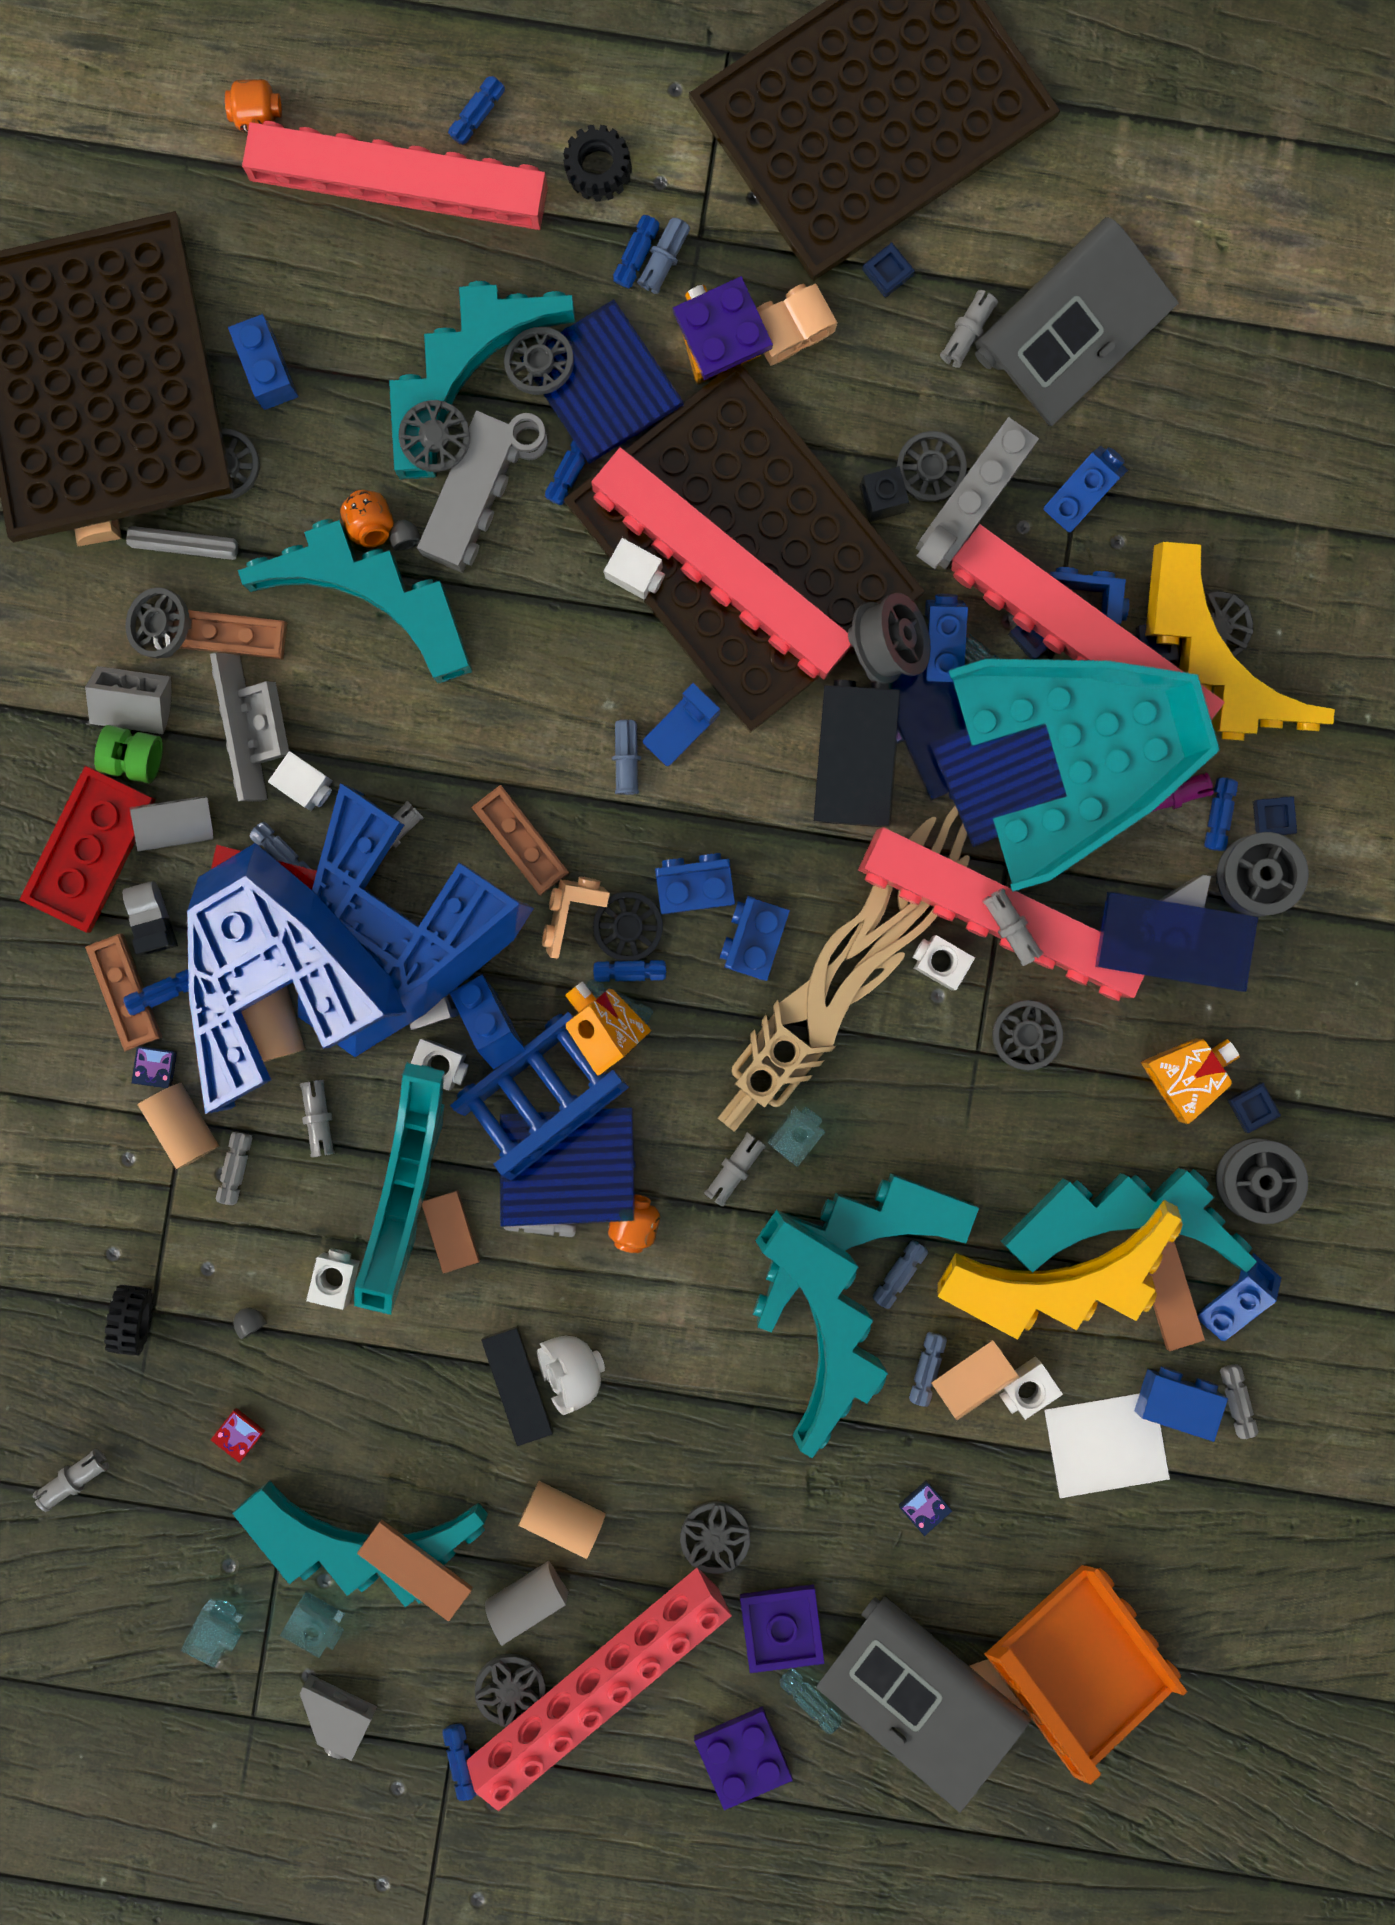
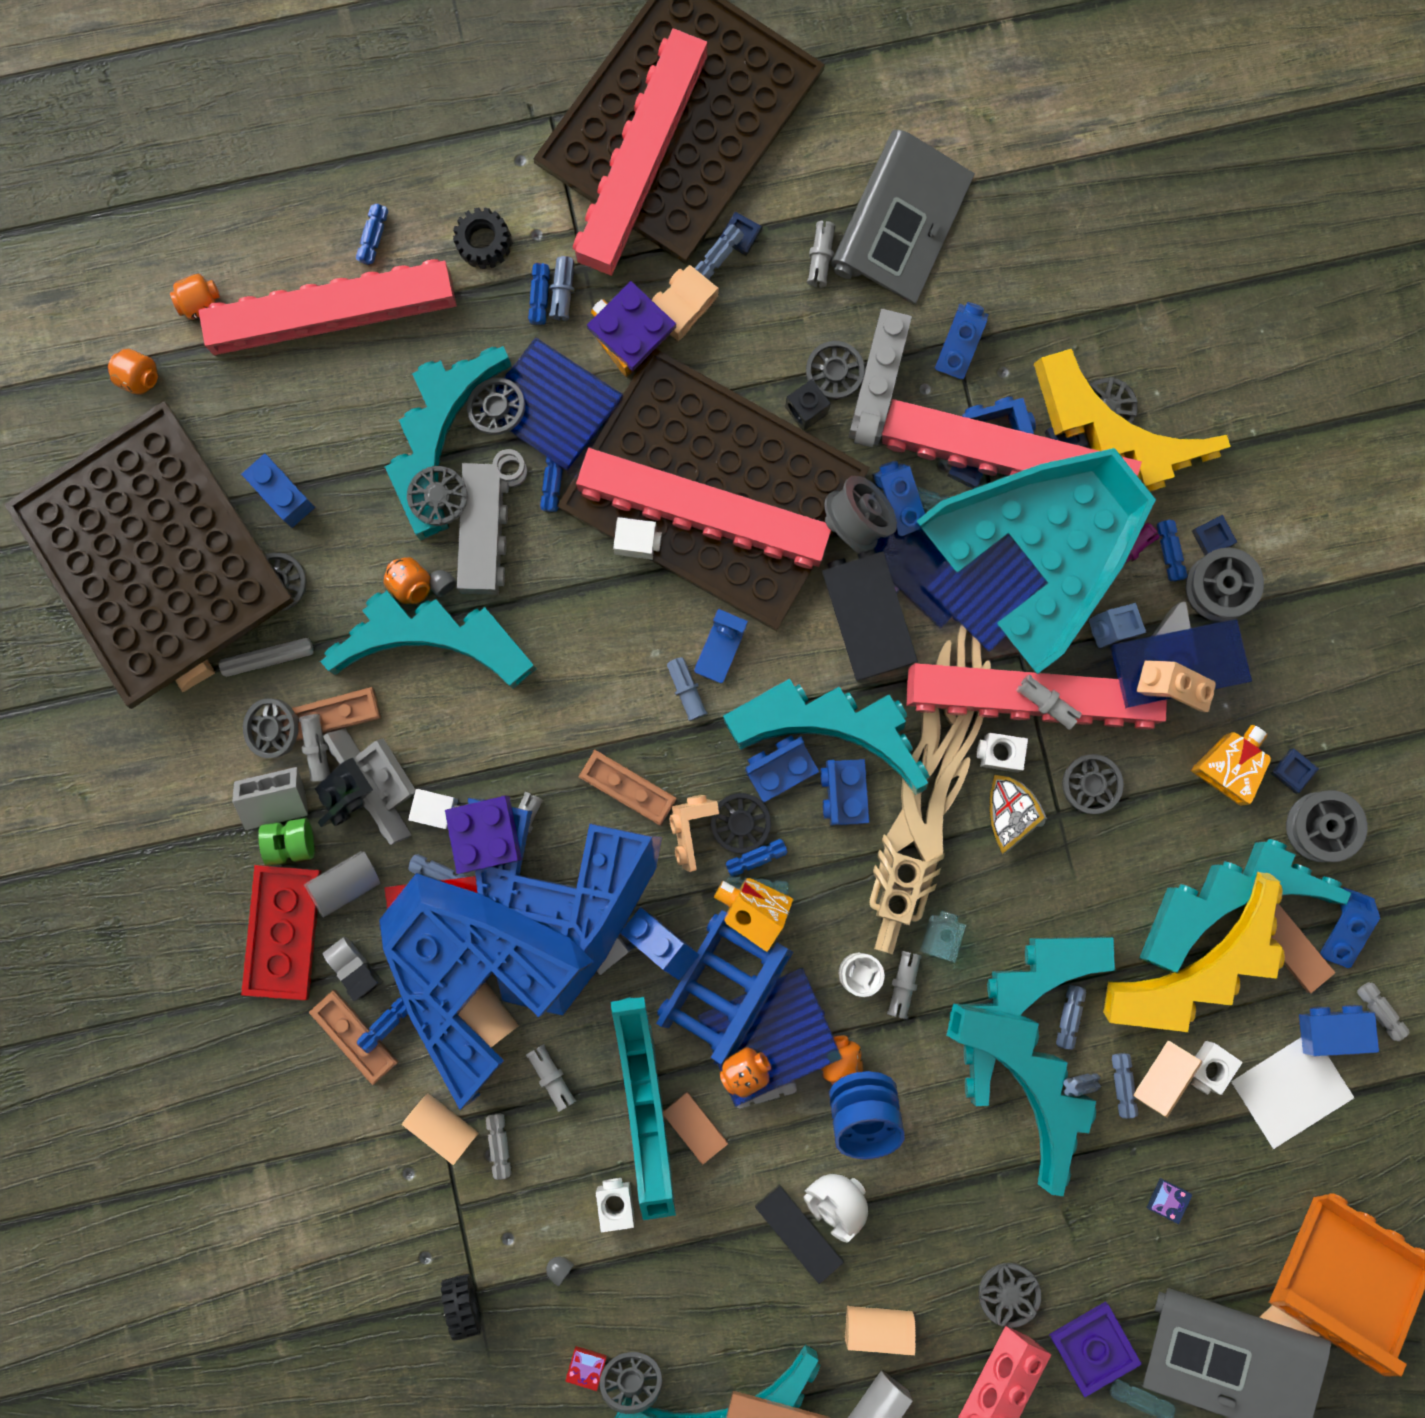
camera: 25 degrees left, 5 degrees down
(153, 164) = (132, 371): none -> orange head
(154, 1067) = (401, 1089): tile -> none
(197, 663) = (314, 747): none -> light grey pin
(208, 724) = (343, 792): none -> black bracket
(278, 1469) = (631, 1383): none -> dark grey wheel
(341, 829) = (483, 834): none -> dark purple plate
(429, 1049) = (619, 987): white brick -> none
(524, 1194) = (745, 1072): none -> orange head
(635, 1290) = (866, 1115): none -> blue wheel
(691, 1140) = (861, 974): none -> white wheel
(812, 131) = (641, 151): none -> coral brick
(813, 880) = (833, 714): none -> teal arch
(855, 281) = (720, 251): none -> sand blue axle
(880, 1350) = (1082, 1084): none -> sand blue axle
(927, 1031) = (1013, 812): none -> shield
(1126, 872) = (1116, 625): none -> light blue bracket
(1161, 962) = (1177, 682): none -> light nougat bracket

